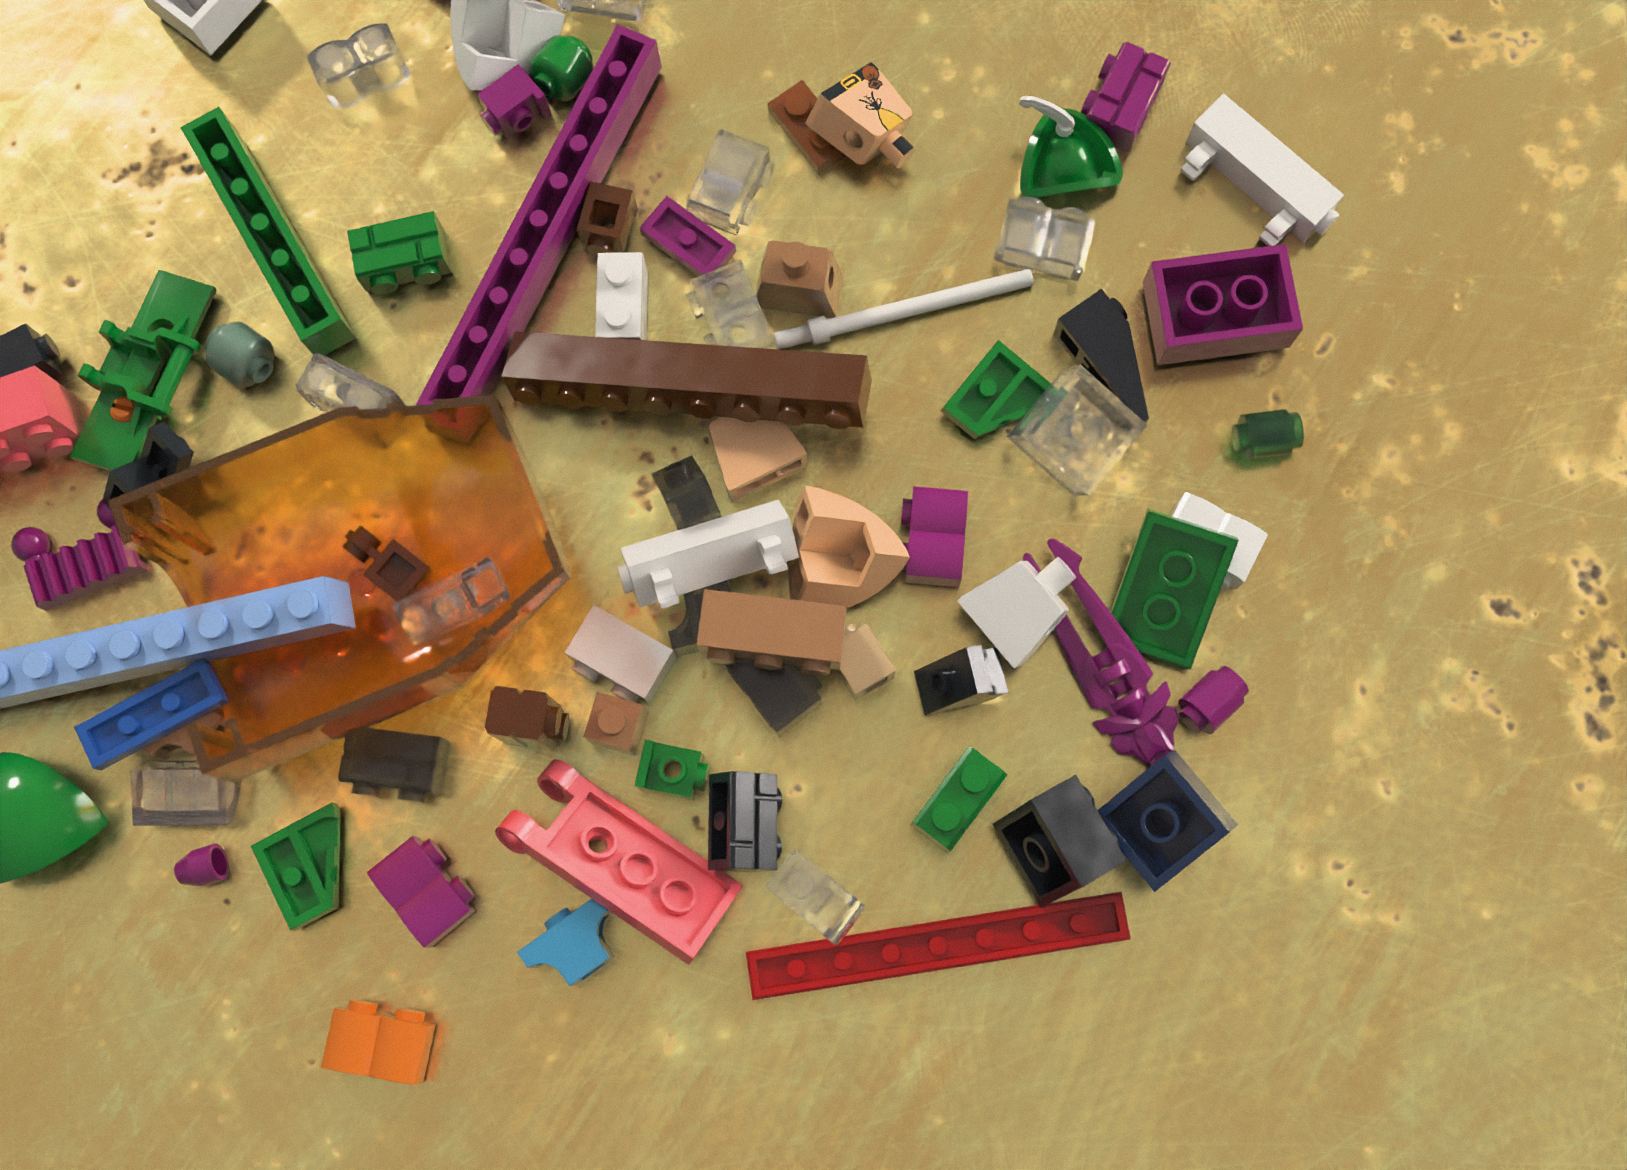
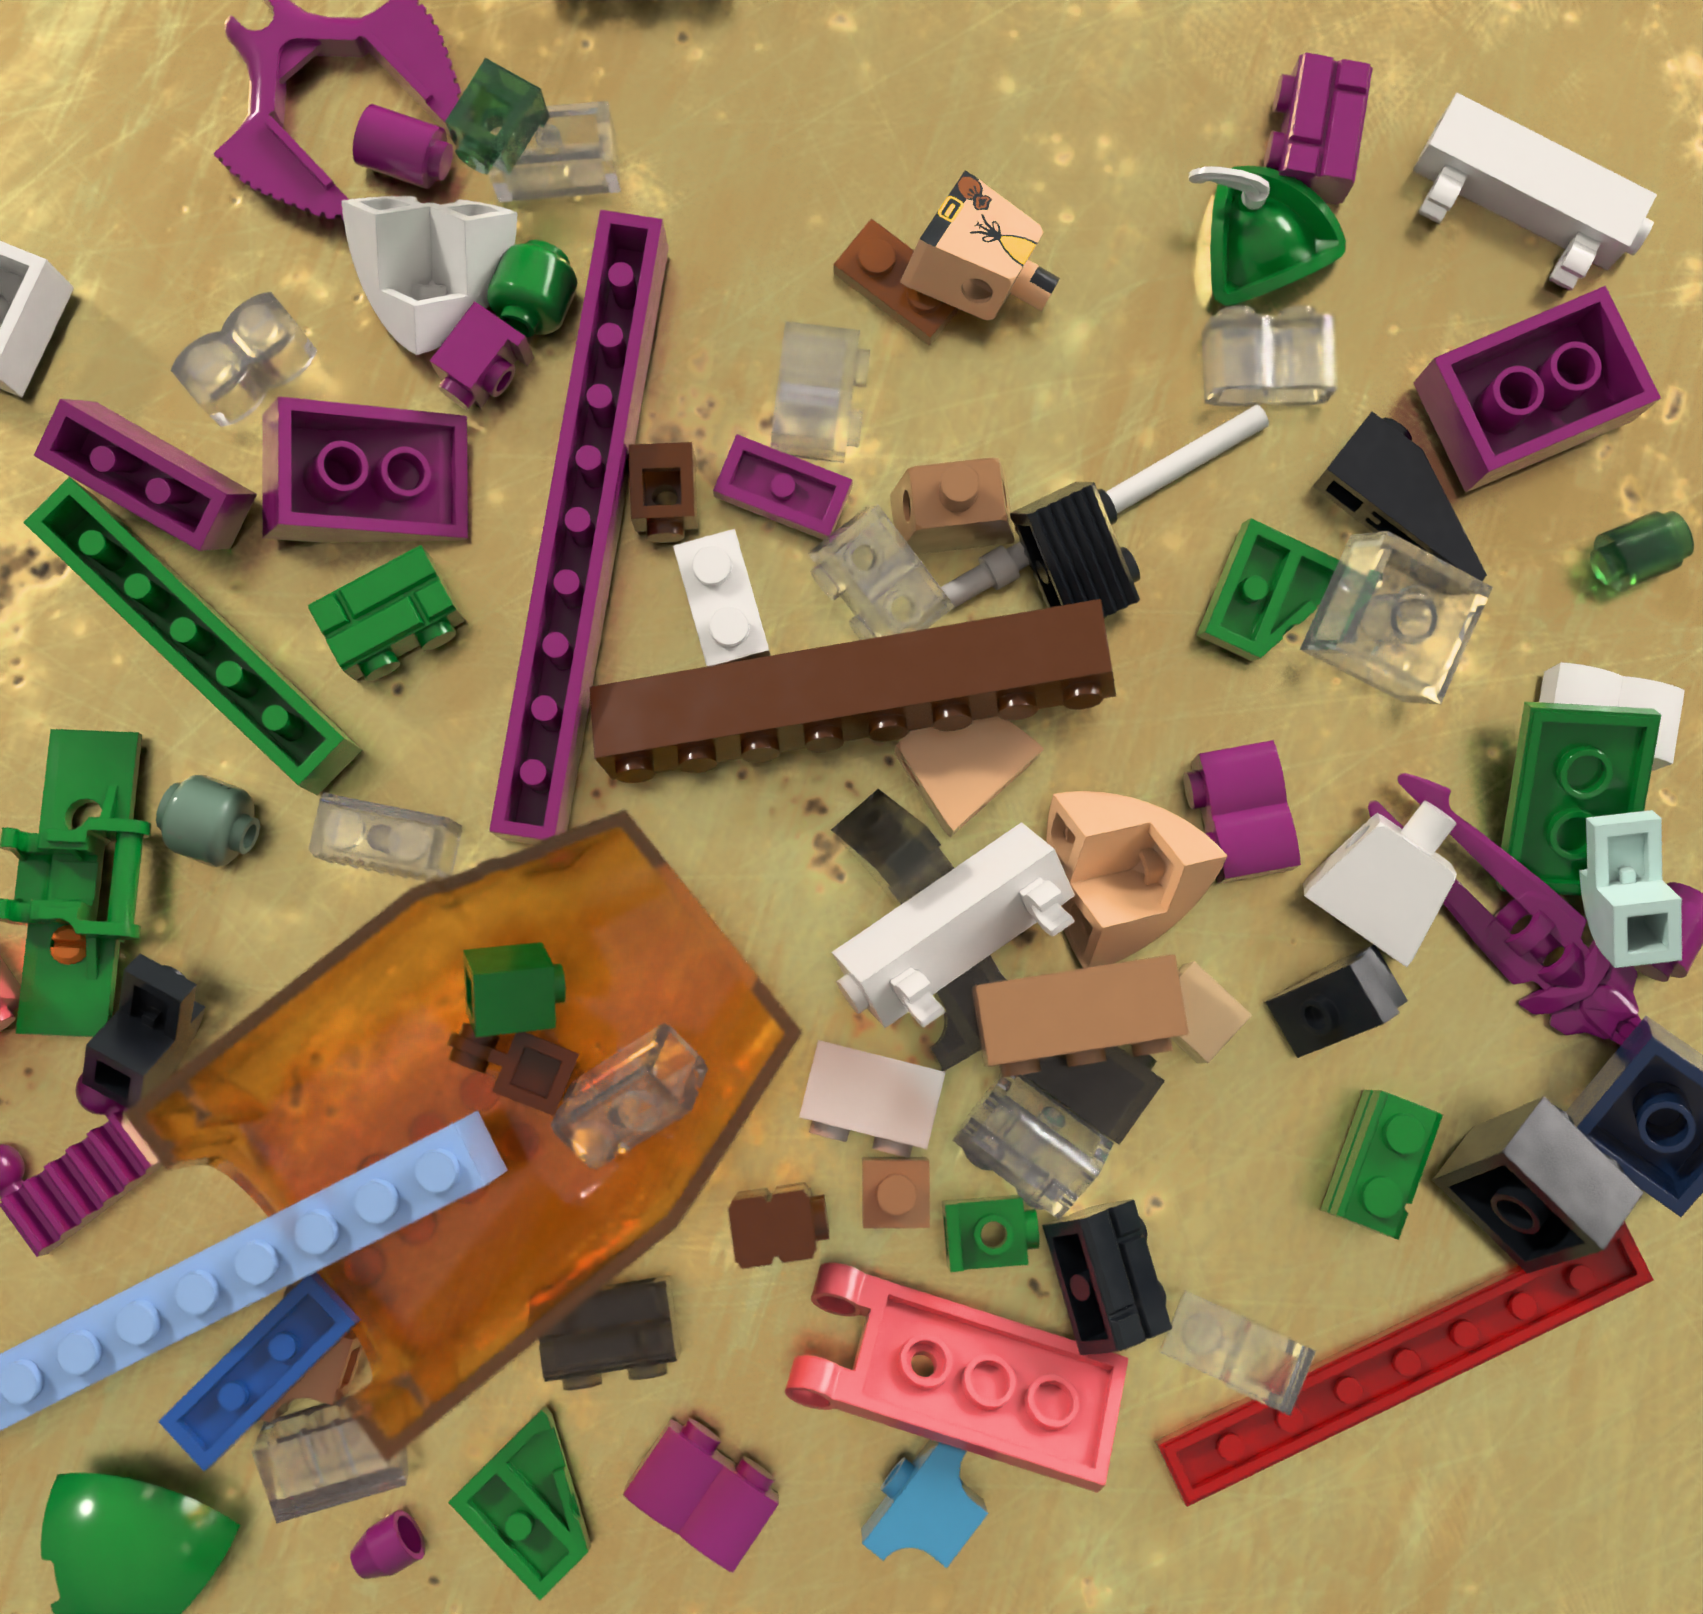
camera: 25 degrees left, 5 degrees up
(270, 121) = (145, 474): none -> magenta brick
(397, 510) = (512, 989): none -> green brick
(413, 158) = (362, 473): none -> magenta slope
(719, 717) = (1033, 1144): none -> clear brick
(870, 327) = (1076, 549): none -> black brick
(1183, 654) = (1623, 892): none -> light aqua brick

